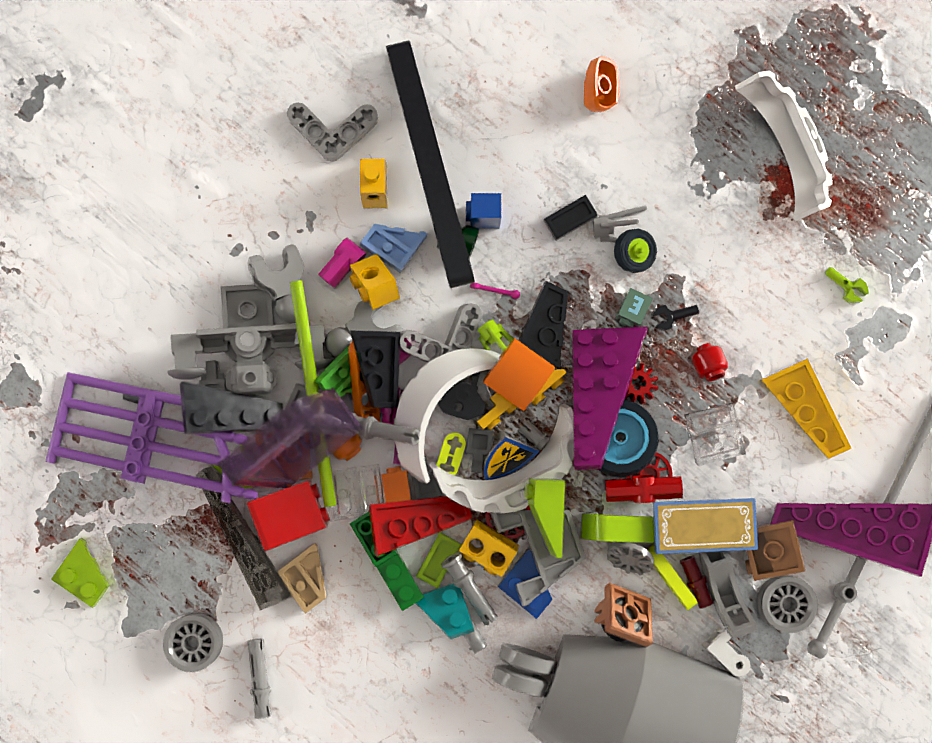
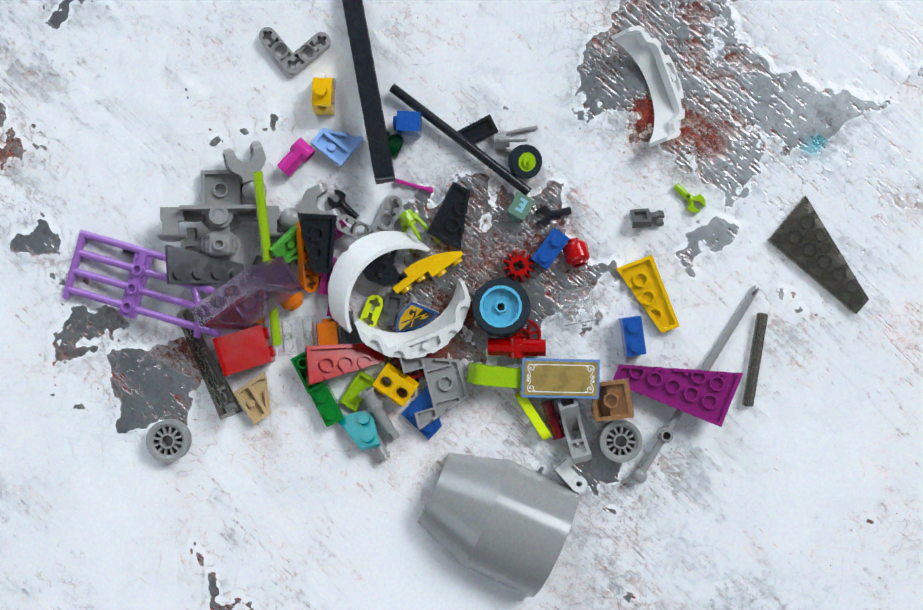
camera: 10 degrees right, 5 degrees up
(81, 575) = (86, 385): lime wing -> none
(260, 689) = (217, 470): light grey pin -> none
(373, 428) = (311, 288): light grey pin -> none
(374, 282) = (318, 174): yellow brick -> none
(404, 319) = (342, 204): none -> black bar
(519, 374) = (425, 254): orange slope -> none
(523, 670) = (415, 476): light grey wheel -> none
(535, 436) = (437, 301): light grey pin -> none
(547, 506) = (440, 354): lime slope -> none
(552, 228) = (460, 139): none -> black piece
(601, 85) = (508, 27): orange piece -> none
(601, 379) = (489, 261): magenta wing -> none
(625, 617) = (496, 442): nougat piece -> none
(630, 557) = (502, 398): light grey wheel -> none
(676, 359) = (550, 248): none -> blue brick
(791, 465) = (632, 336): none -> blue brick
(792, 313) = (644, 218): none -> dark grey plate

